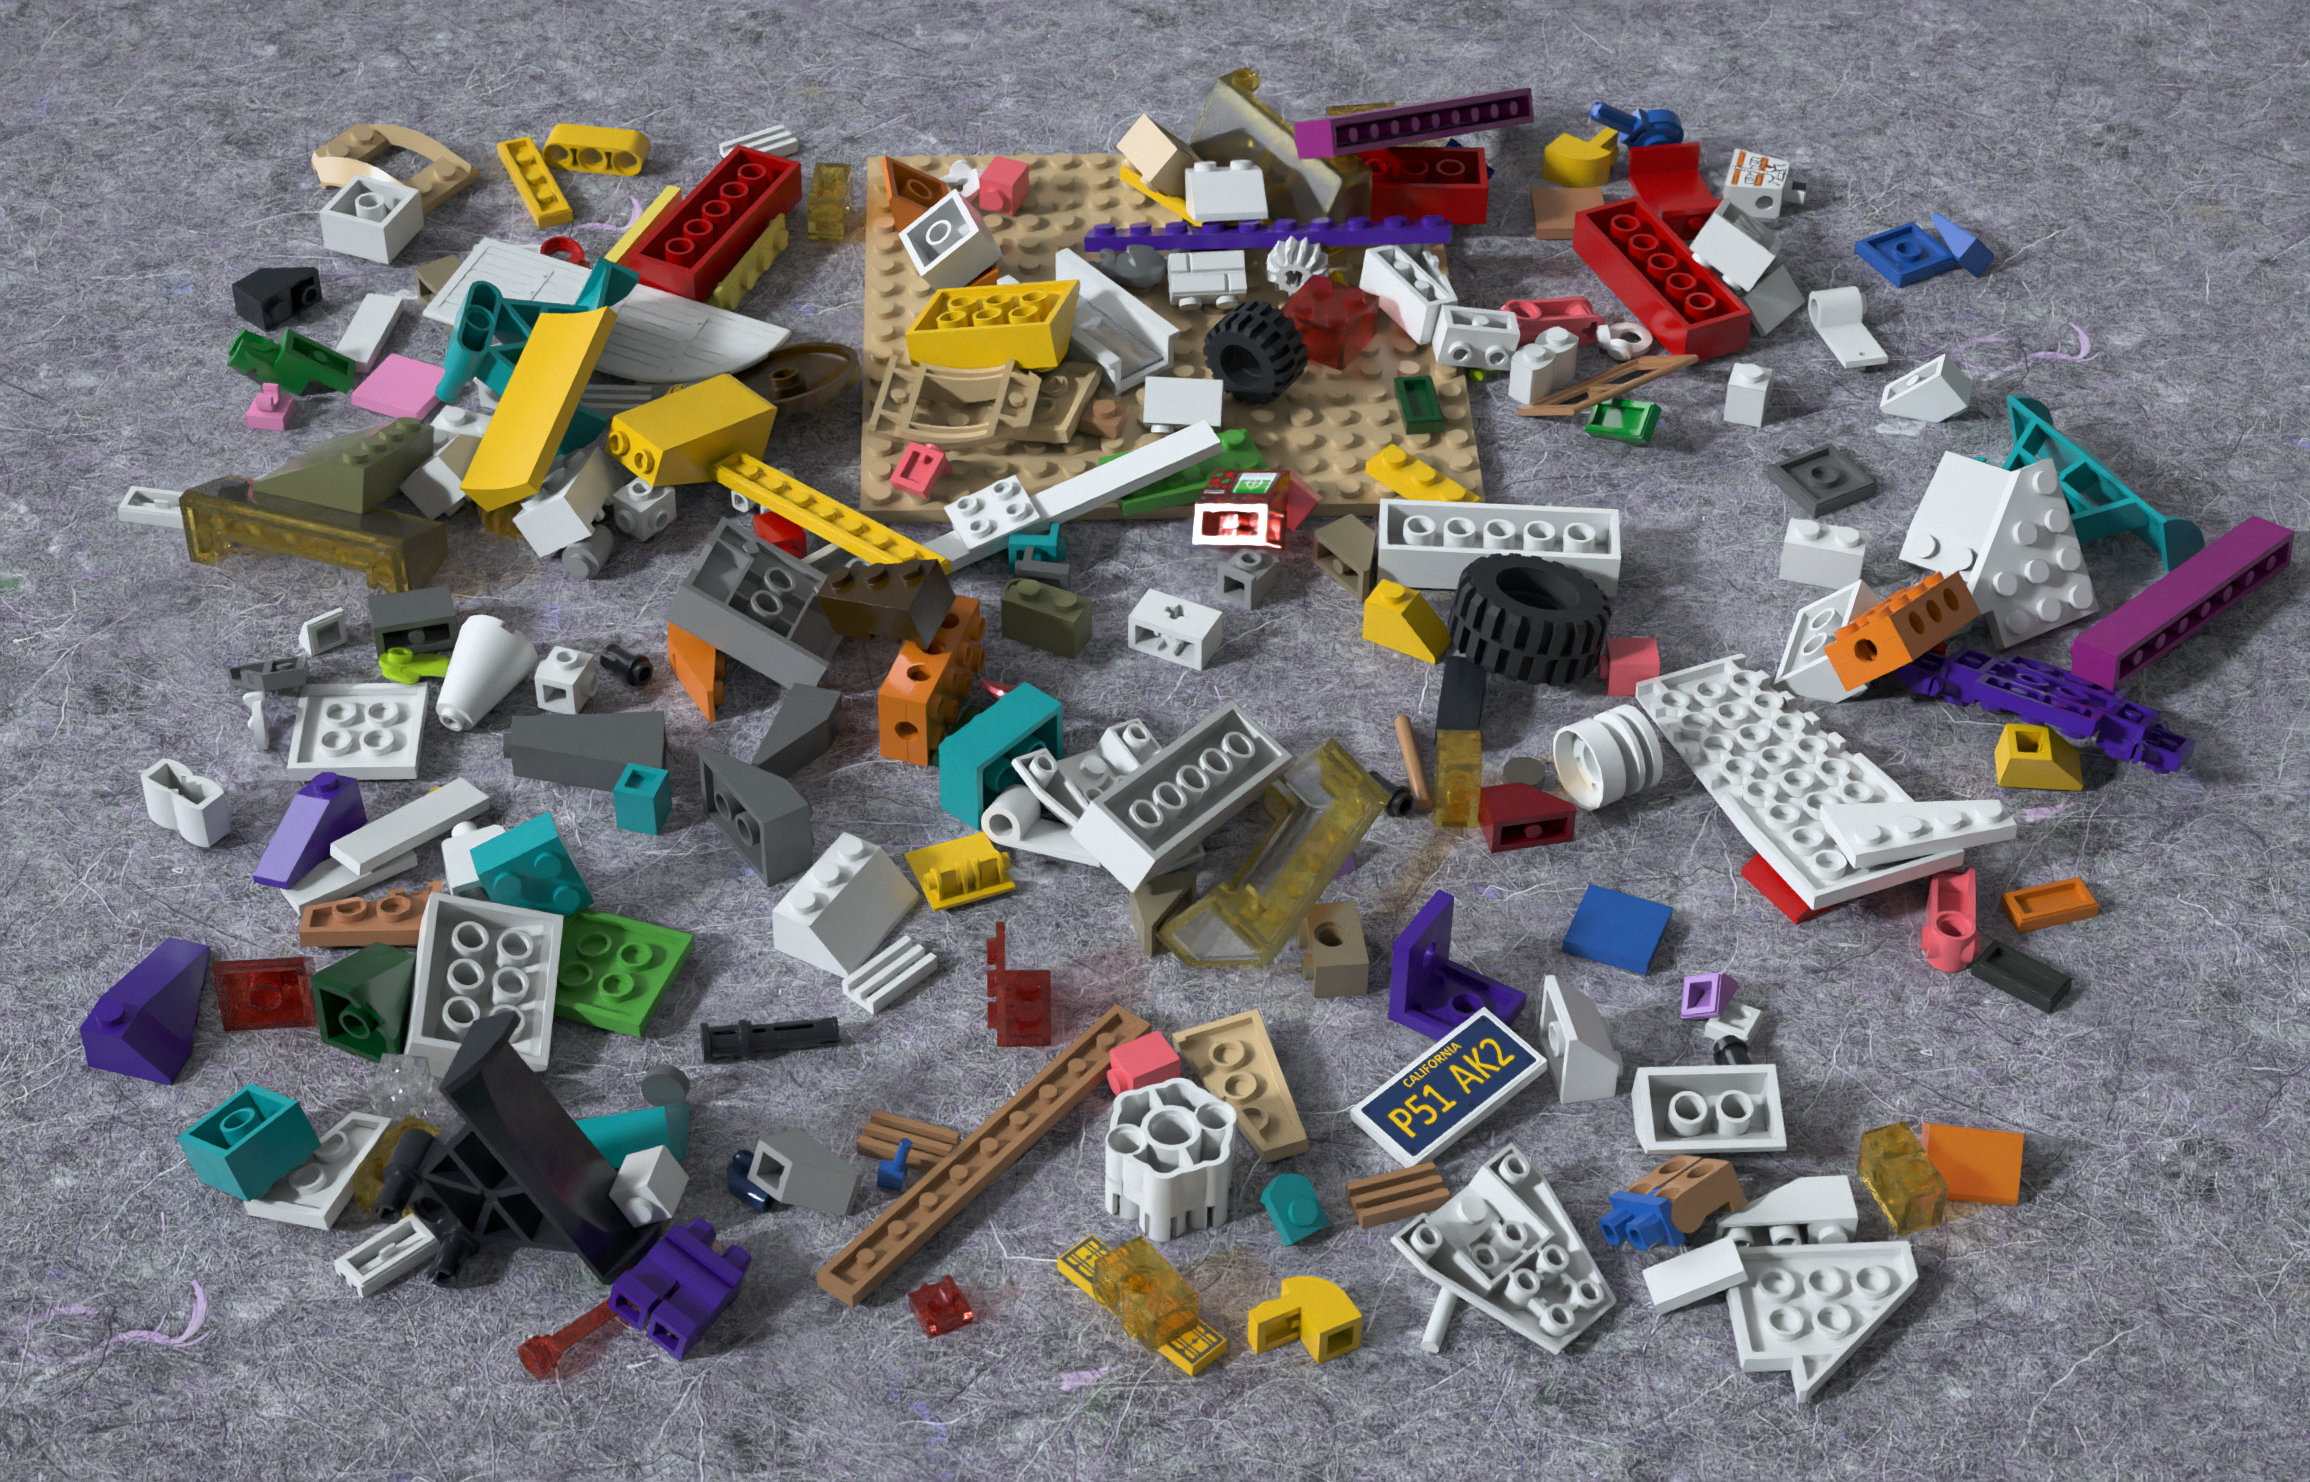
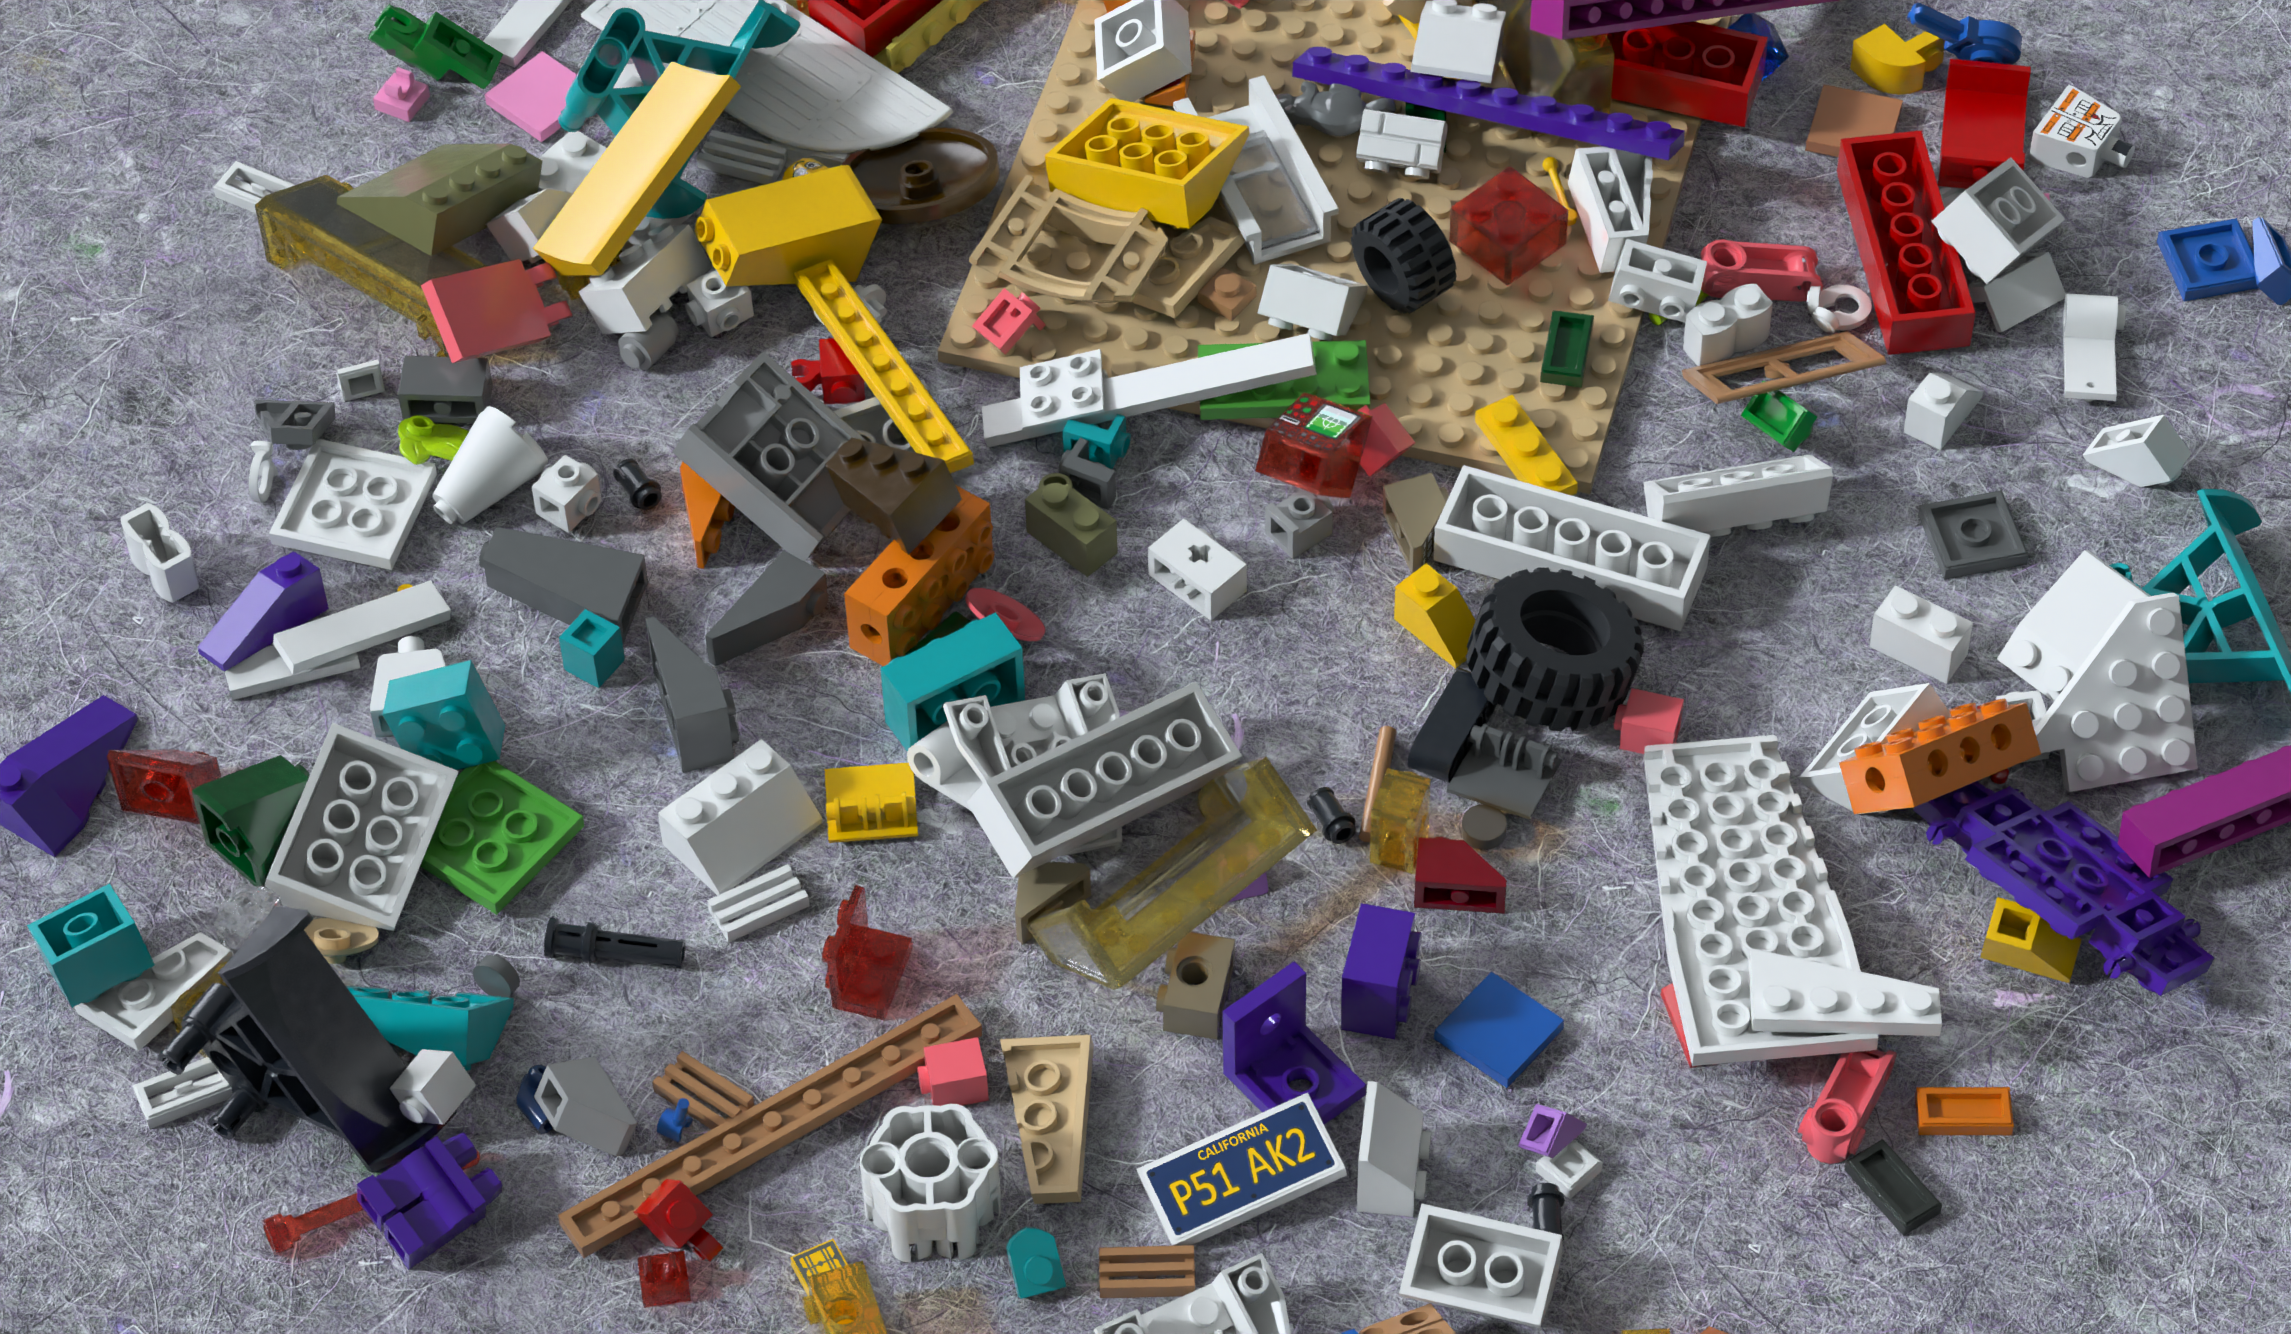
camera: 20 degrees right, 10 degrees up
(363, 923) = (288, 724): nougat wing -> none
(439, 542) = (492, 309): none -> coral tile
(937, 1244) = (678, 1219): none -> red brick
(1294, 263) = (1502, 144): white gear -> none
(1499, 898) = (1380, 971): none -> dark purple brick
(1520, 730) = (1504, 772): none -> dark grey hinge
(1607, 757) = (1557, 833): white wheel -> none
(1630, 478) = (1742, 495): none -> white slope

